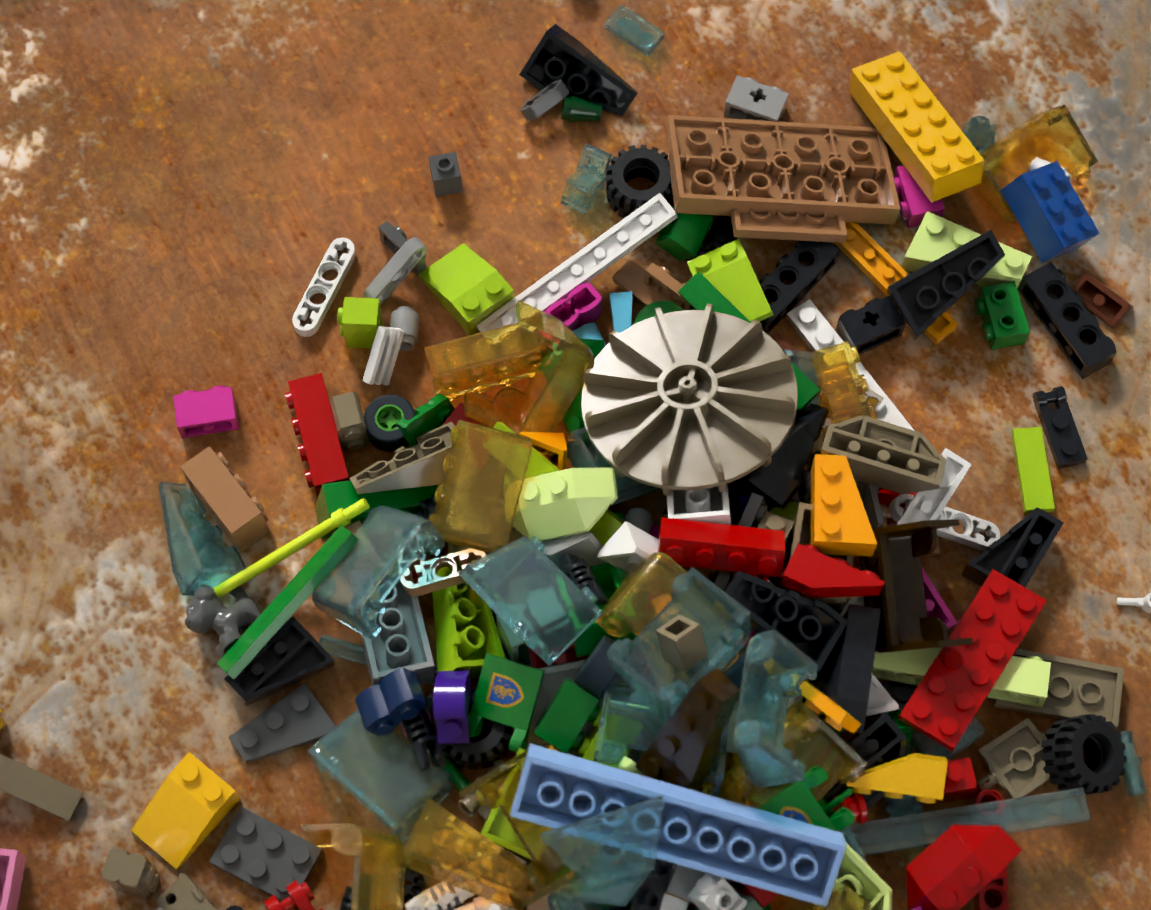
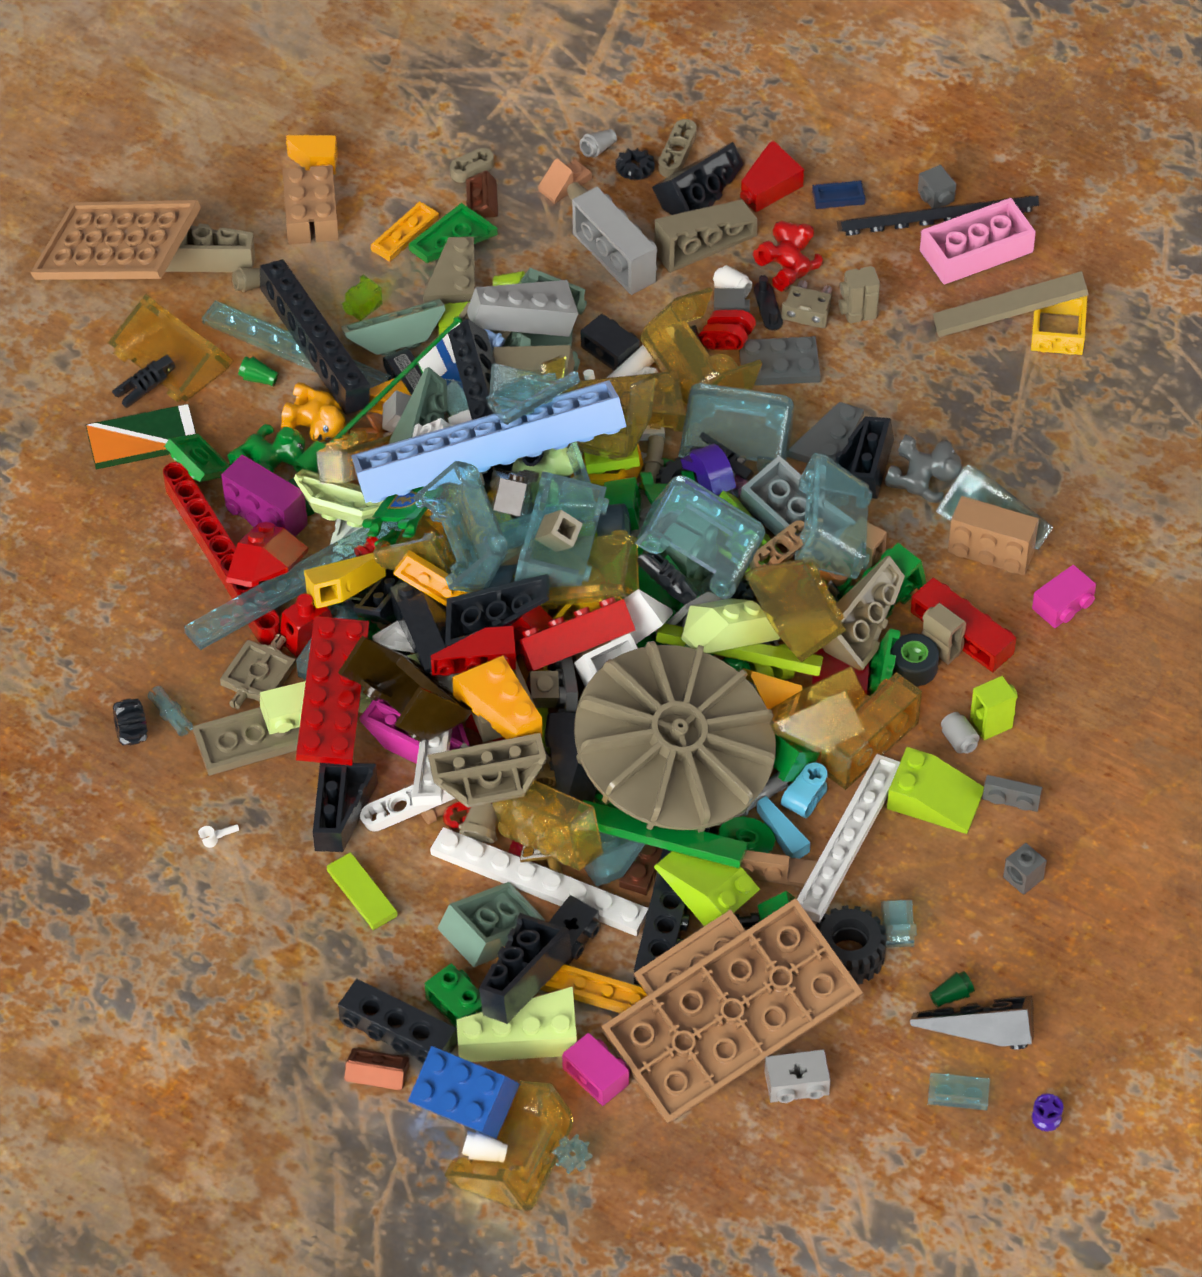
camera: 150 degrees right, 15 degrees down
(184, 811) = (856, 359): yellow slope -> none
(287, 602) = (881, 472): green tile -> none
(320, 285) = (1050, 737): white beam -> none
(339, 518) = (889, 539): neon yellow bar -> none
(383, 355) = (953, 697): white tile -> none
(390, 701) = (754, 452): dark blue brick -> none
(396, 270) = (999, 759): light grey beam -> none
(544, 100) = (989, 977): dark grey beam -> none
(579, 308) = (828, 806): dark pink brick -> none
(916, 126) = (634, 1108): yellow brick -> none
(934, 370) = (483, 921): none -> sand green slope
(1059, 428) = (356, 936): black plate -> none
(1102, 754) = (210, 682): black tyre -> none

